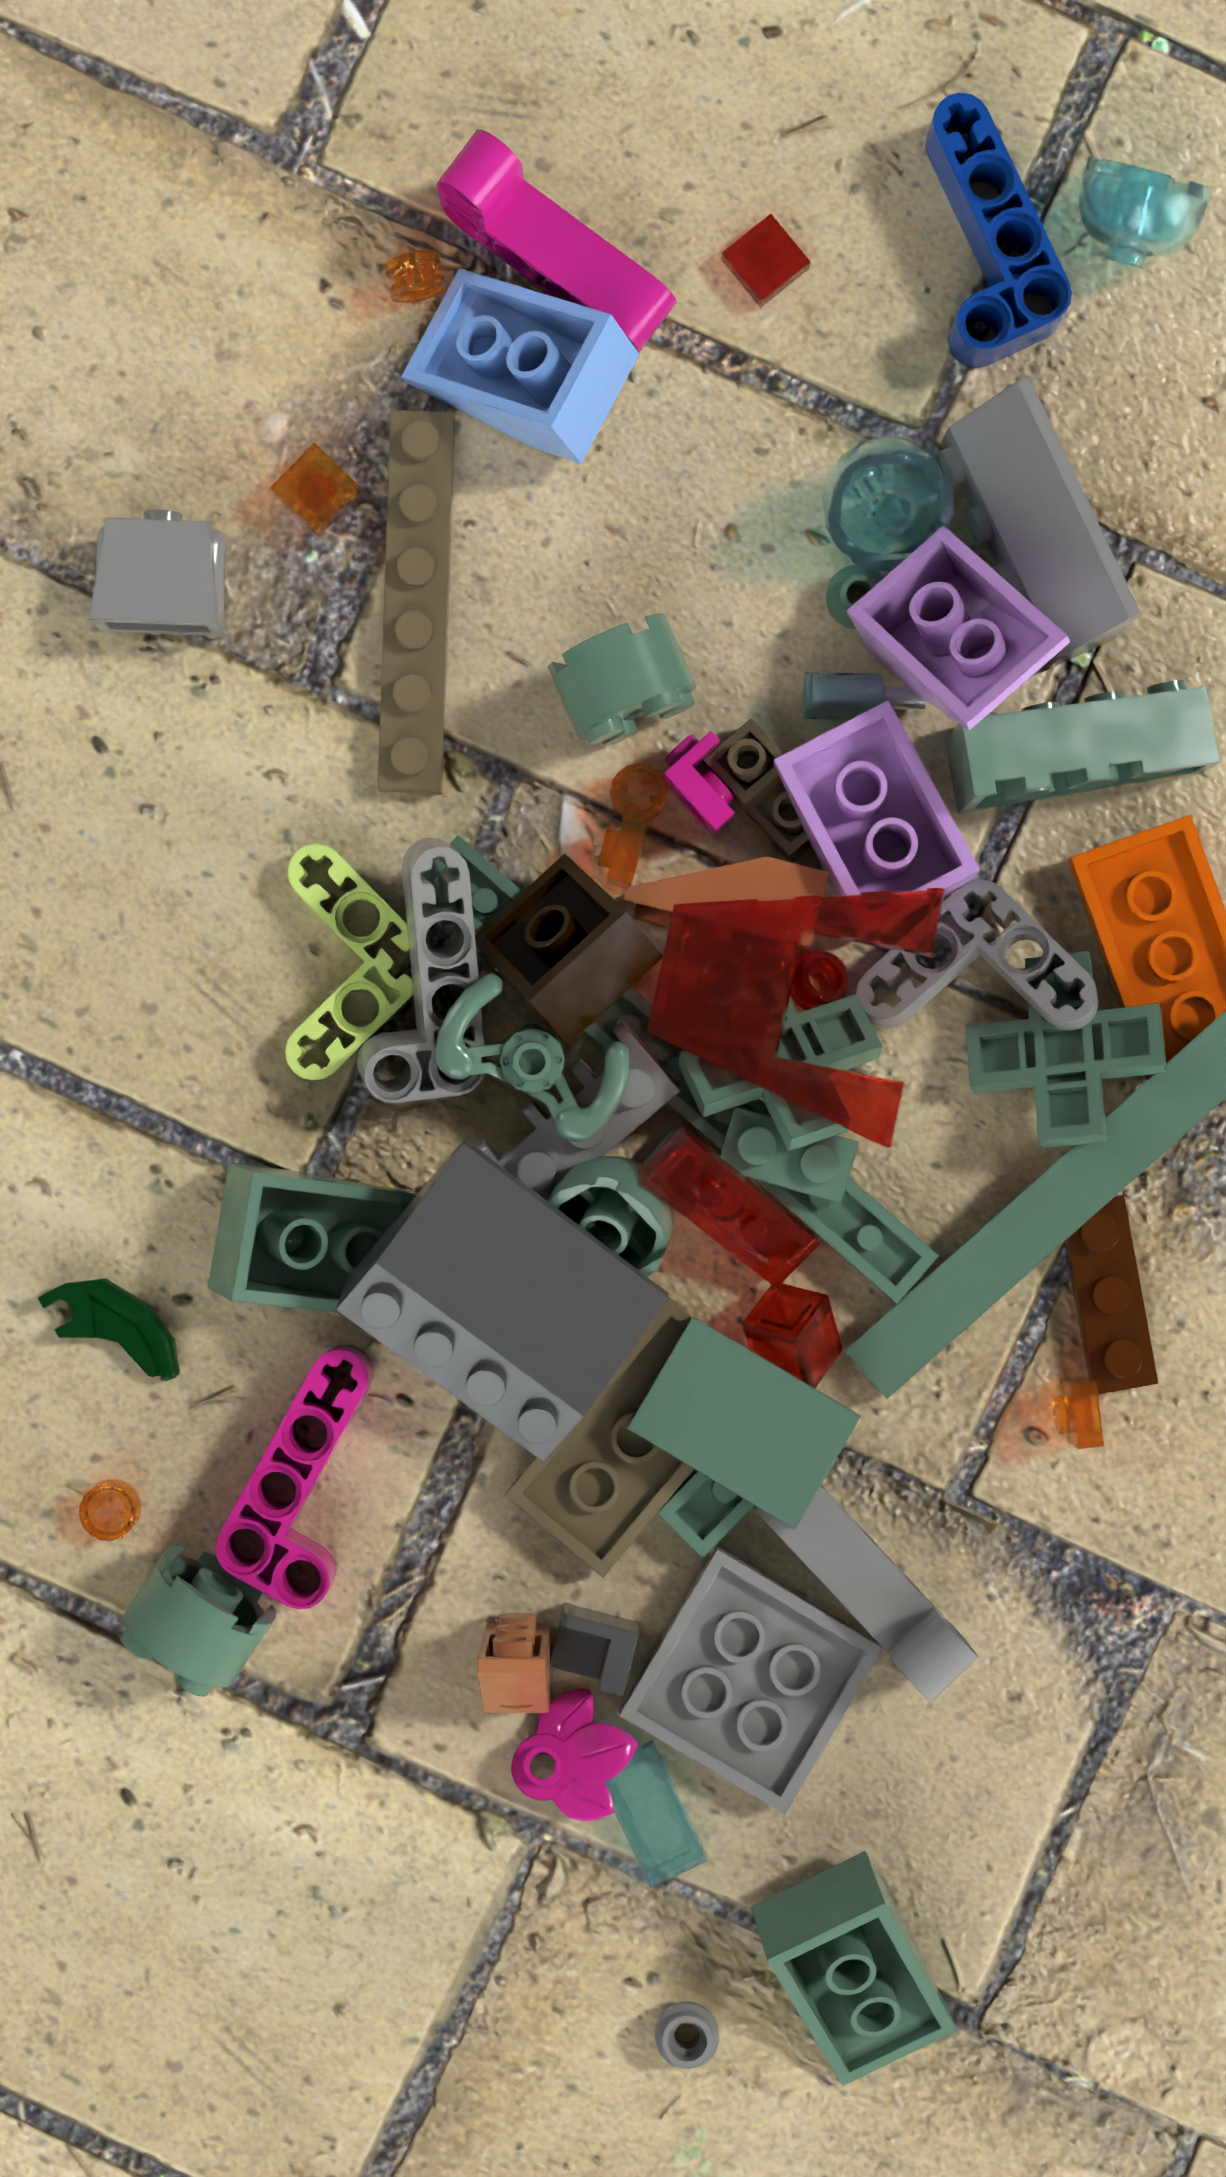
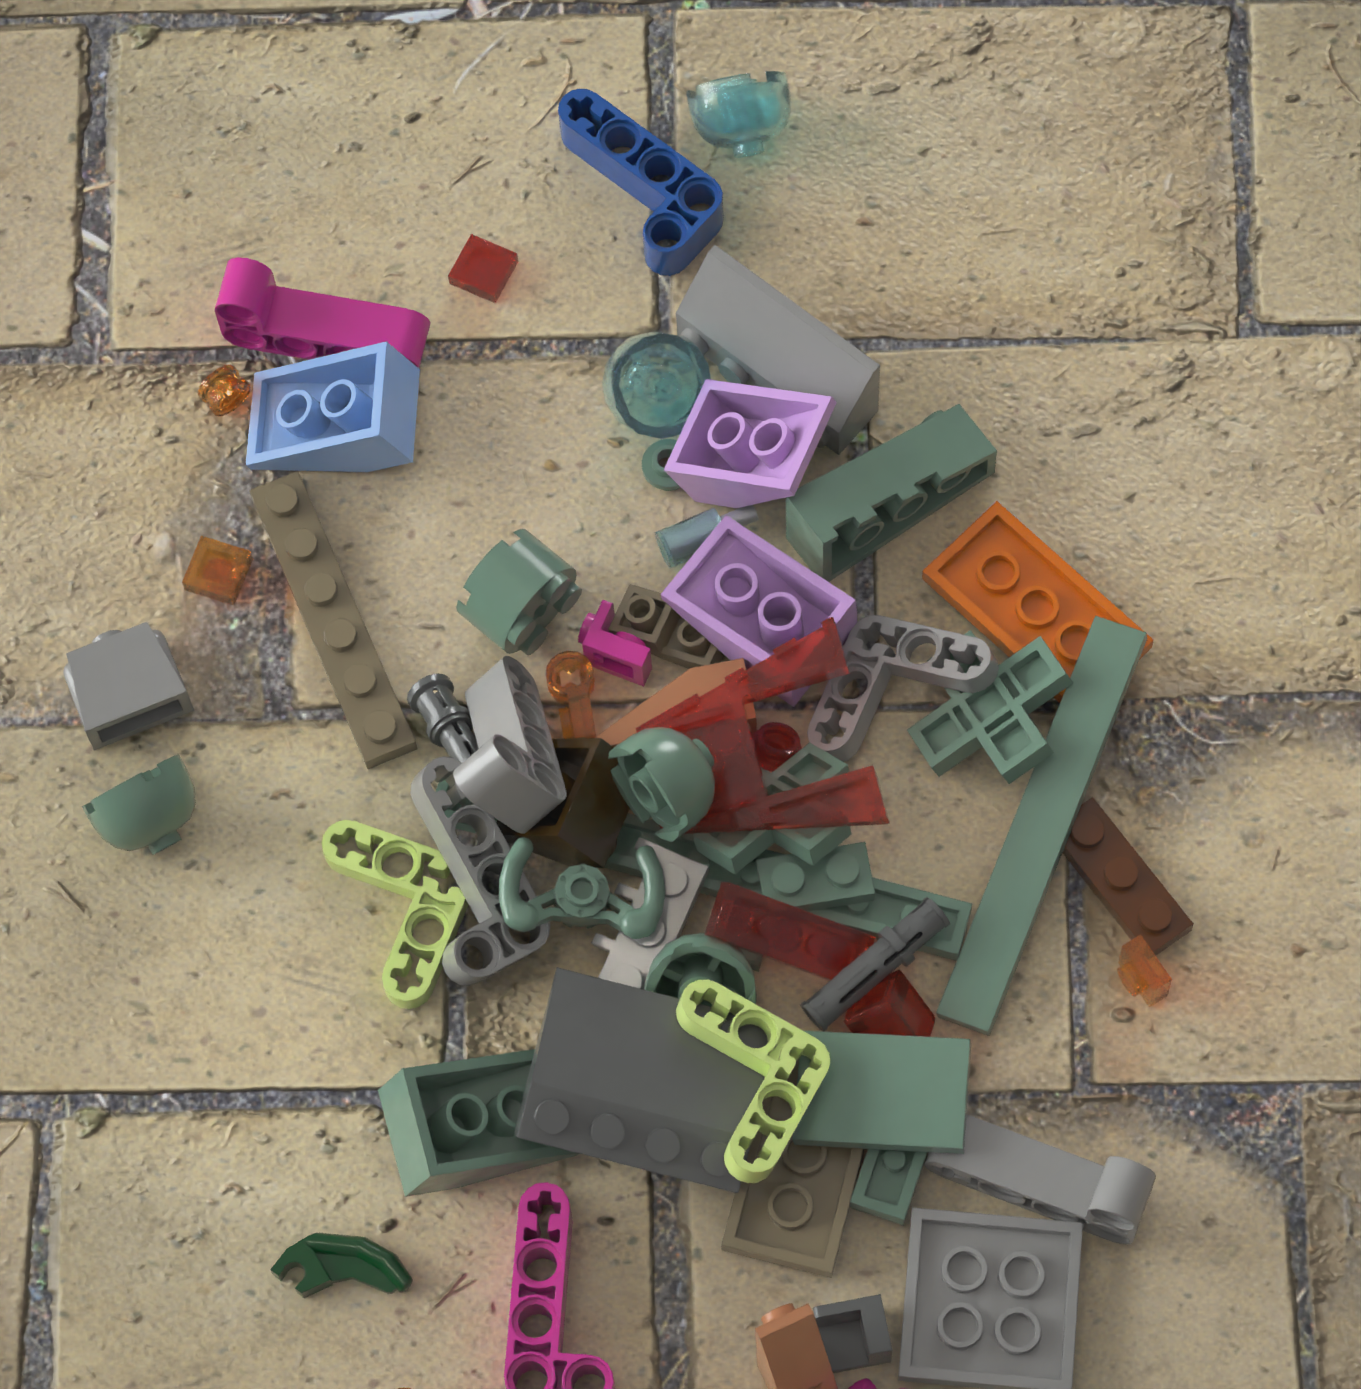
camera: 20 degrees left, 20 degrees down
(118, 732) = (145, 808): none -> sand green cylinder
(483, 798) = (446, 720): none -> dark grey pin
(524, 904) = (516, 763): none -> light grey beam
(642, 1344) = (773, 1061): none -> yellowish green beam
(675, 992) = (665, 779): none -> sand green cylinder
(805, 1278) = (876, 963): none -> dark grey pin

